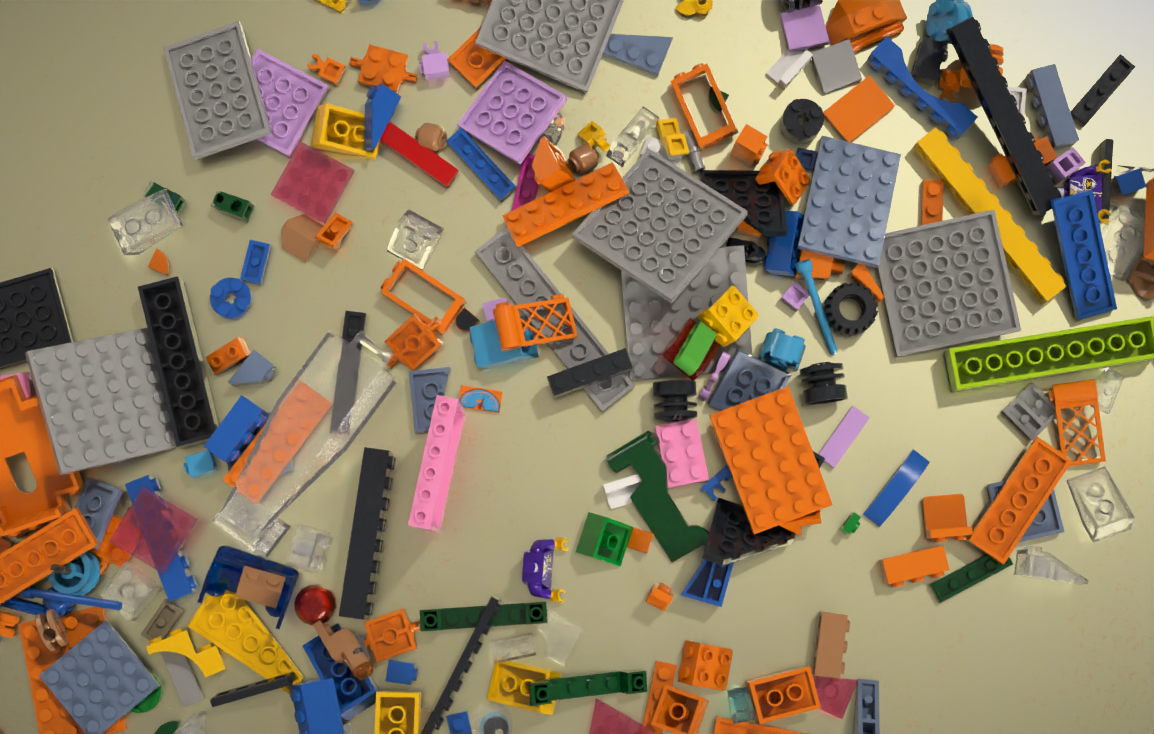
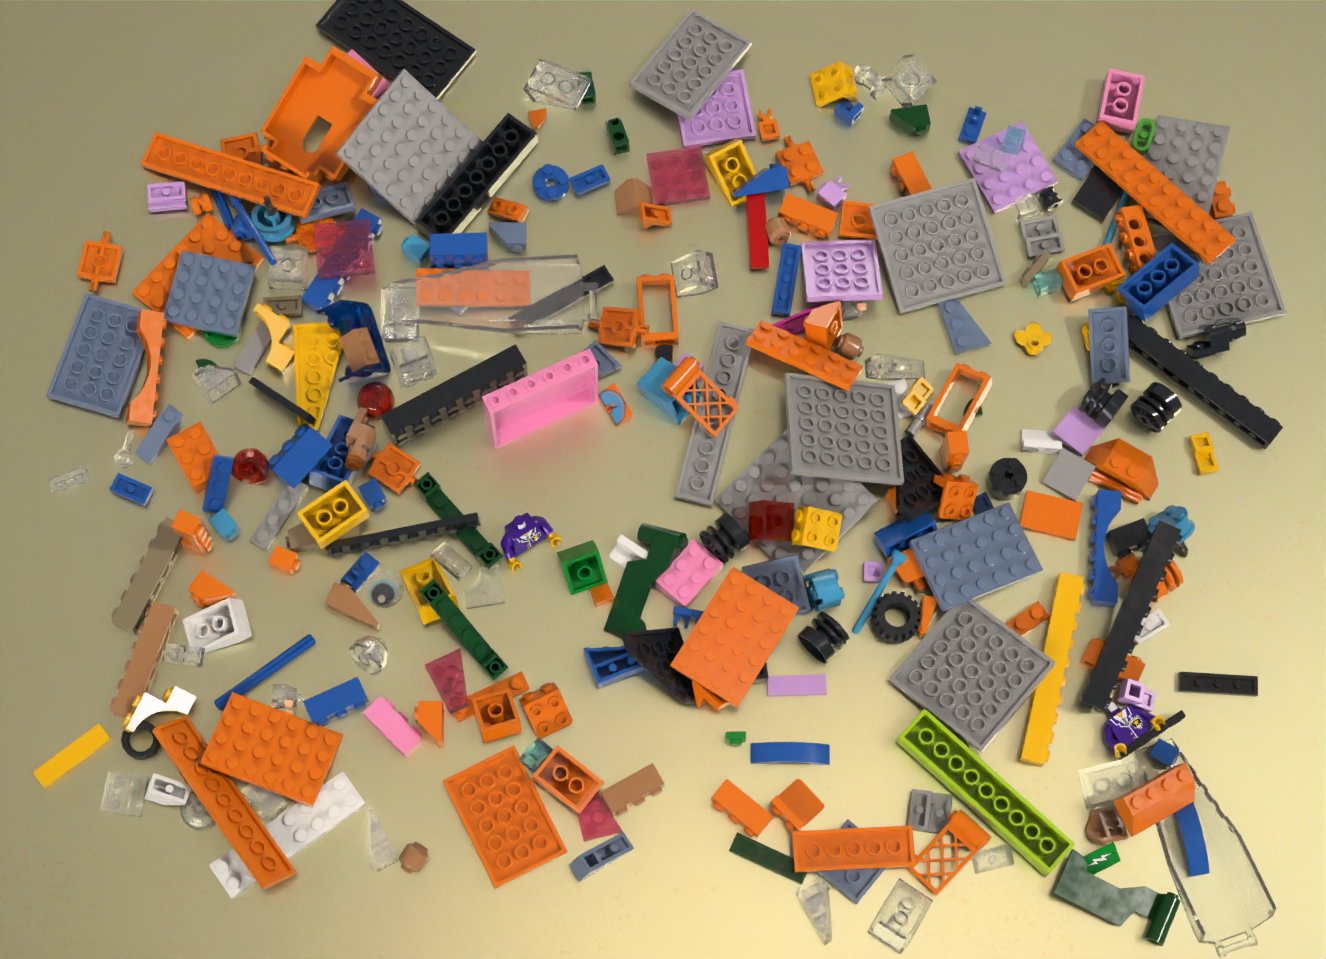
camera: 50 degrees right, 10 degrees down
(51, 629) = (221, 233): medium nougat head -> none
(438, 100) = (808, 216): none -> orange brick
(589, 373) = (695, 463): black brick -> none
(593, 134) = (871, 340): yellow plate -> none
(660, 596) = (571, 637): orange plate -> none
(695, 348) = (772, 517): bright green beam -> none
(721, 363) = (778, 552): lavender piece -> none
(753, 253) = (877, 512): black piece -> none
(1052, 106) = (1172, 655): sand blue brick -> none
(1083, 254) = (1078, 758): blue plate -> none

